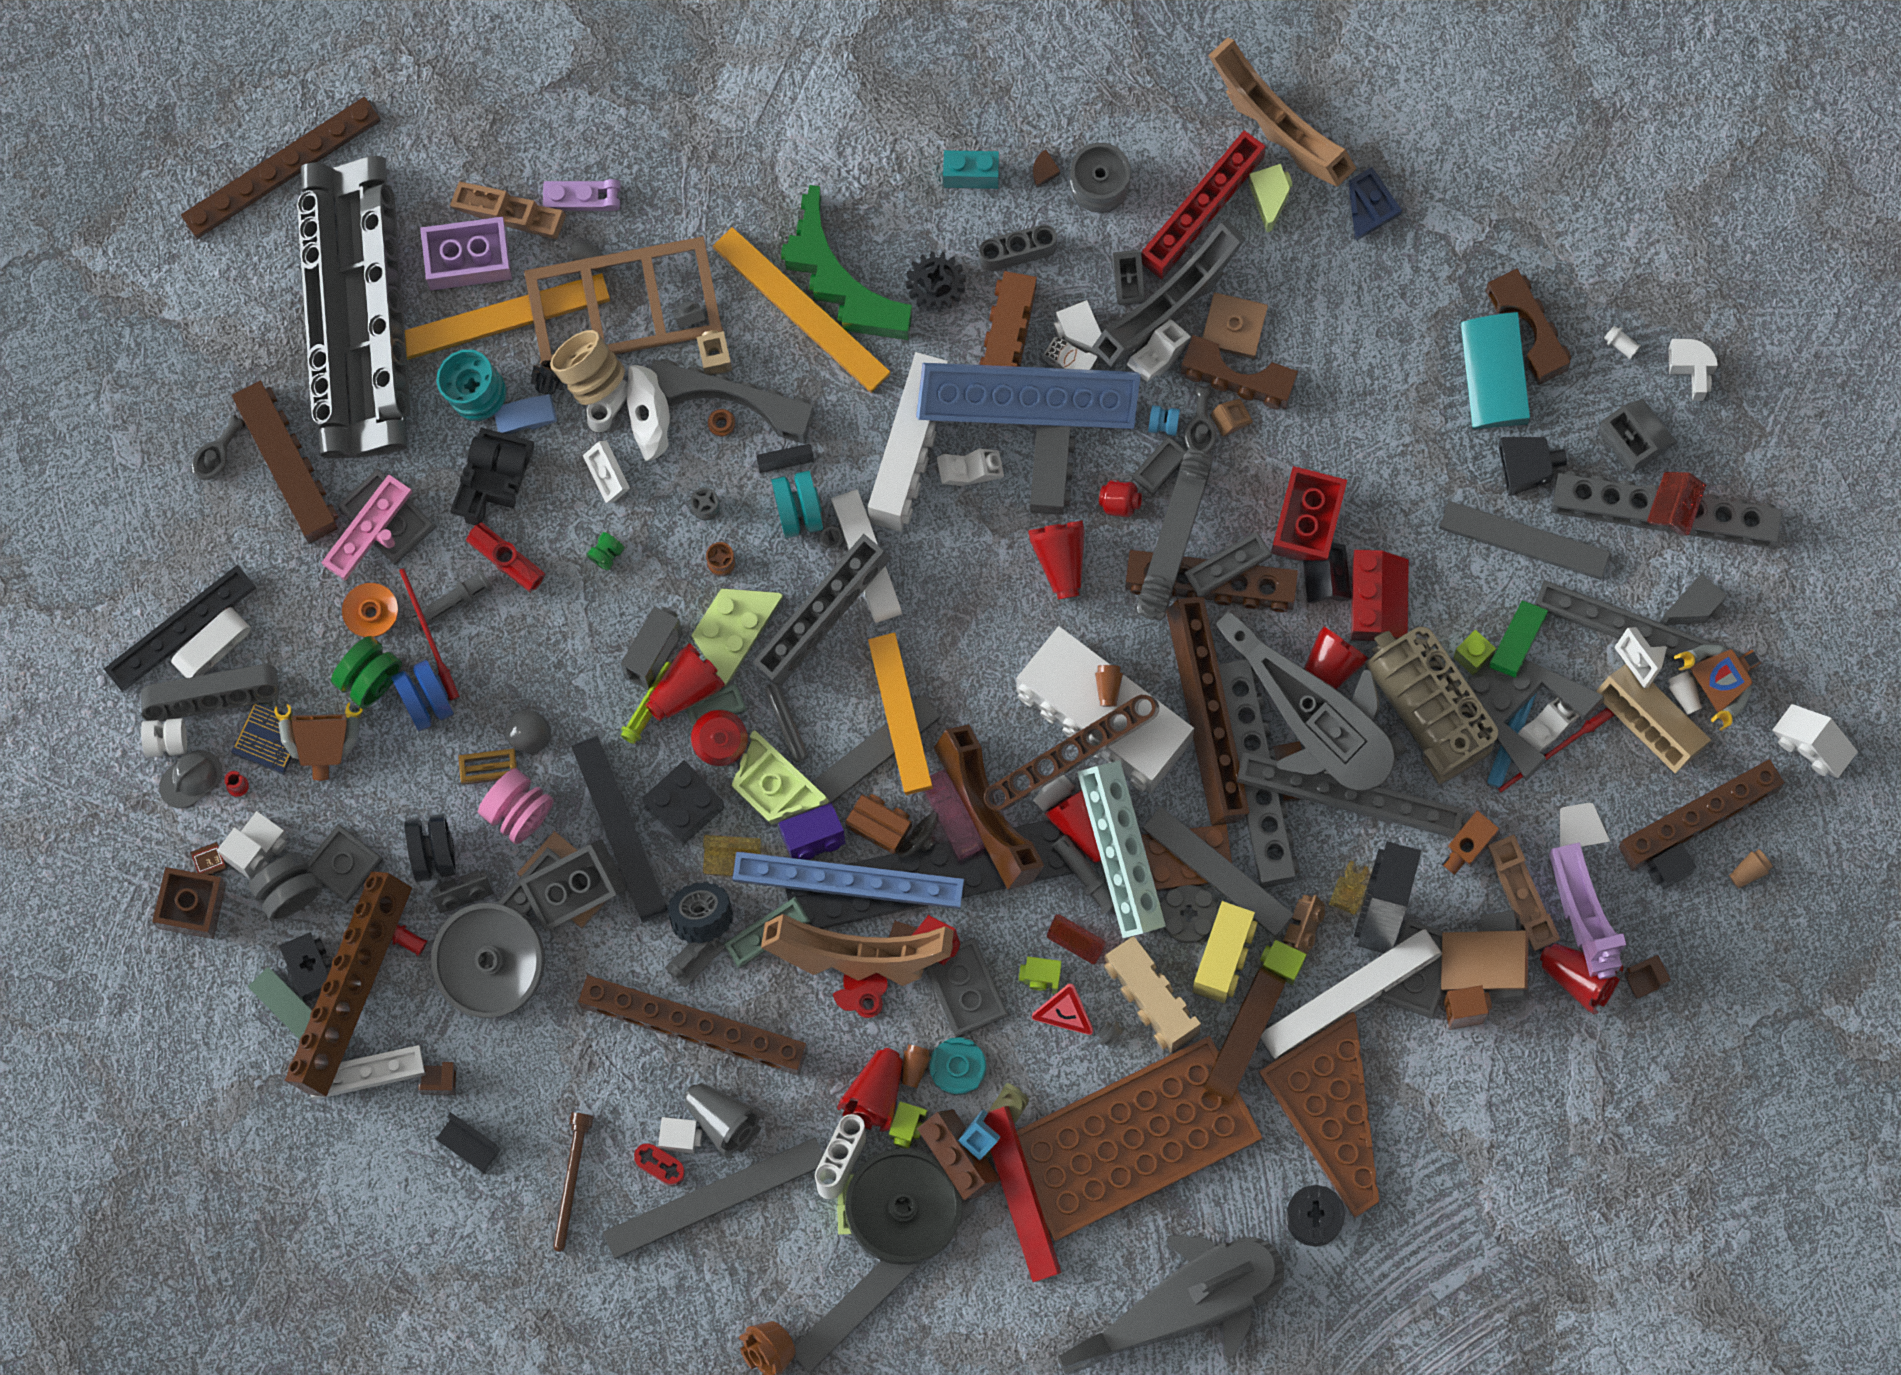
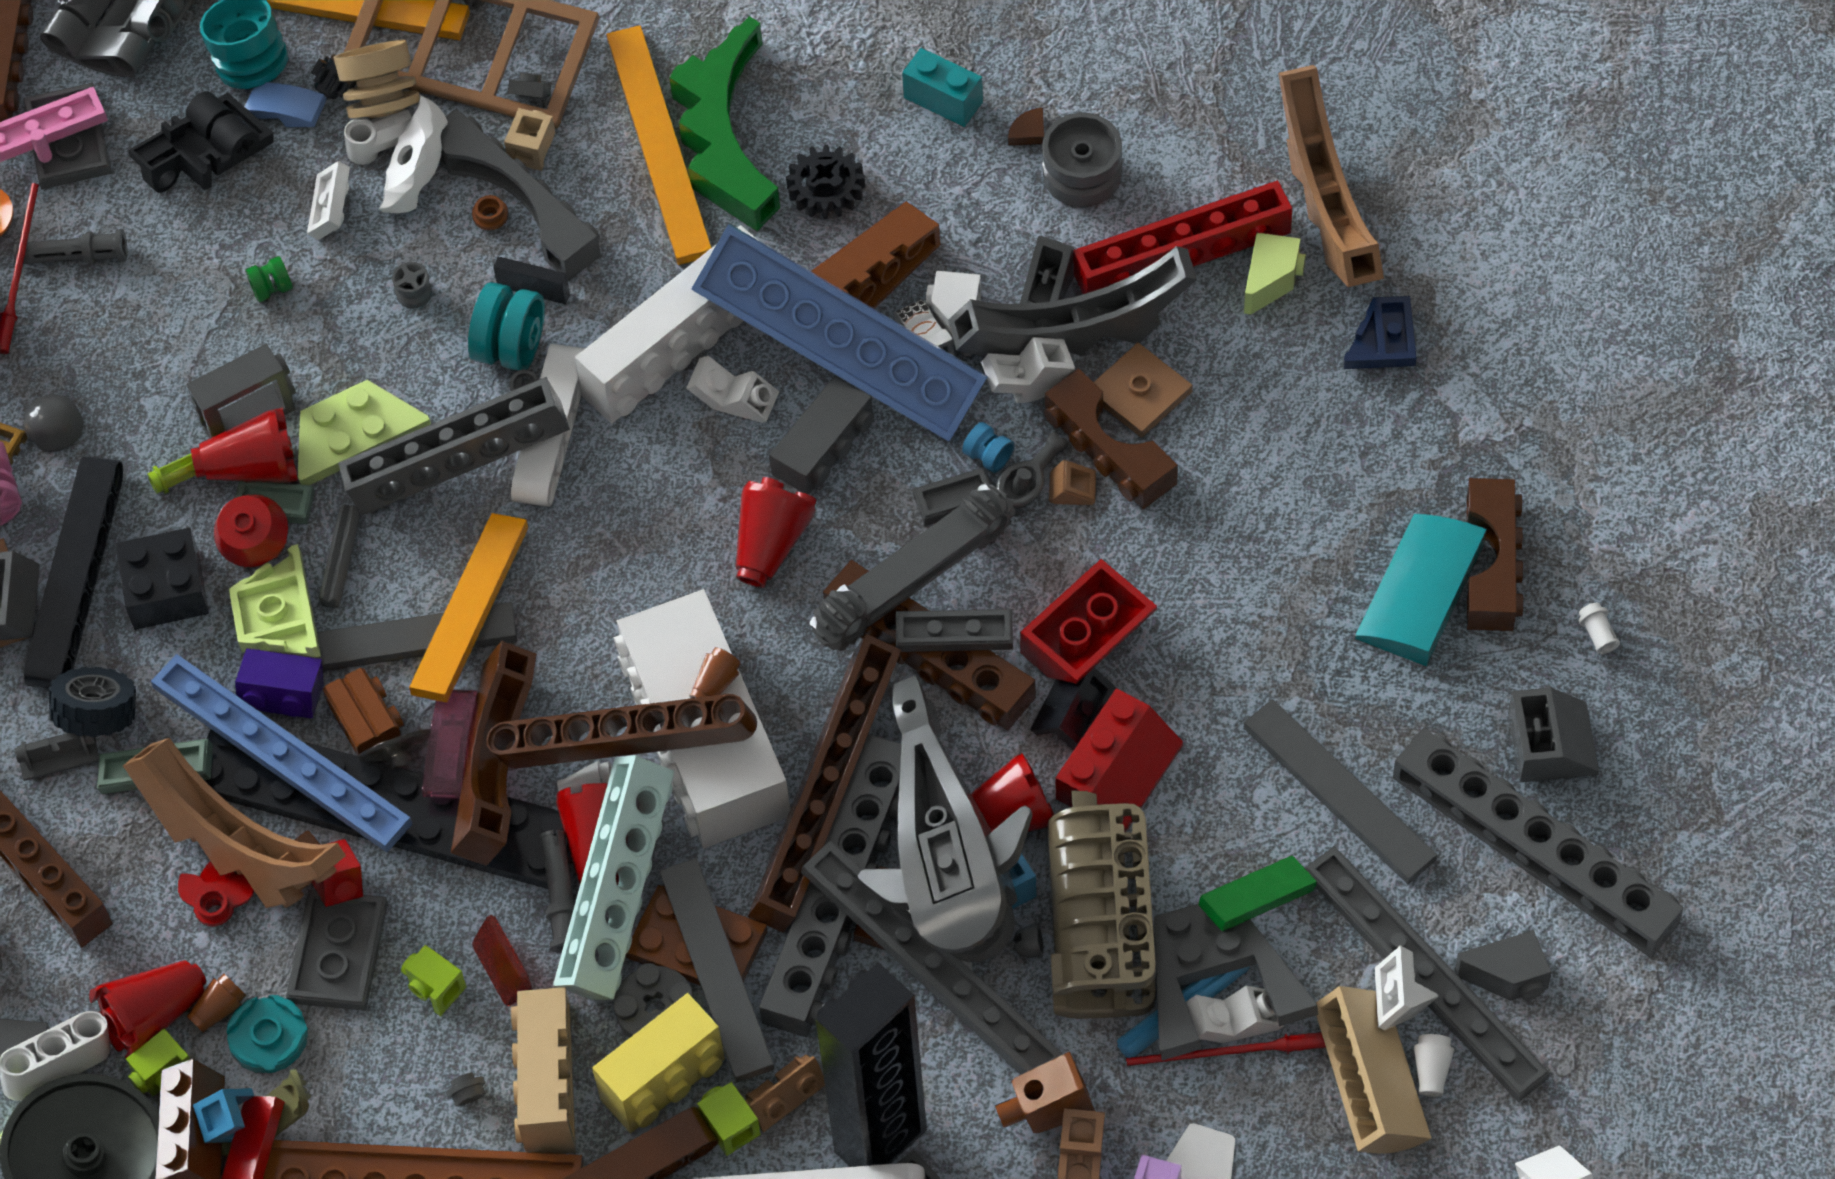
camera: 30 degrees right, 15 degrees down
(517, 568) = (158, 233): red piece -> none
(719, 553) = (387, 348): dark orange wheel -> none
(721, 852) = (166, 645): clear yellow panel -> none
(1026, 237) = (928, 180): dark grey beam -> none
(1065, 1011) = (430, 1035): piece -> none
(1120, 498) = (880, 504): red head -> none
(1474, 652) = (1190, 878): lime brick -> none
(1528, 462) = (1396, 703): black torso -> none
(1677, 501) = (1552, 830): clear red panel -> none
(1693, 358) = (1675, 687): white brick -> none
(1722, 678) = (1485, 1065): torso -> none

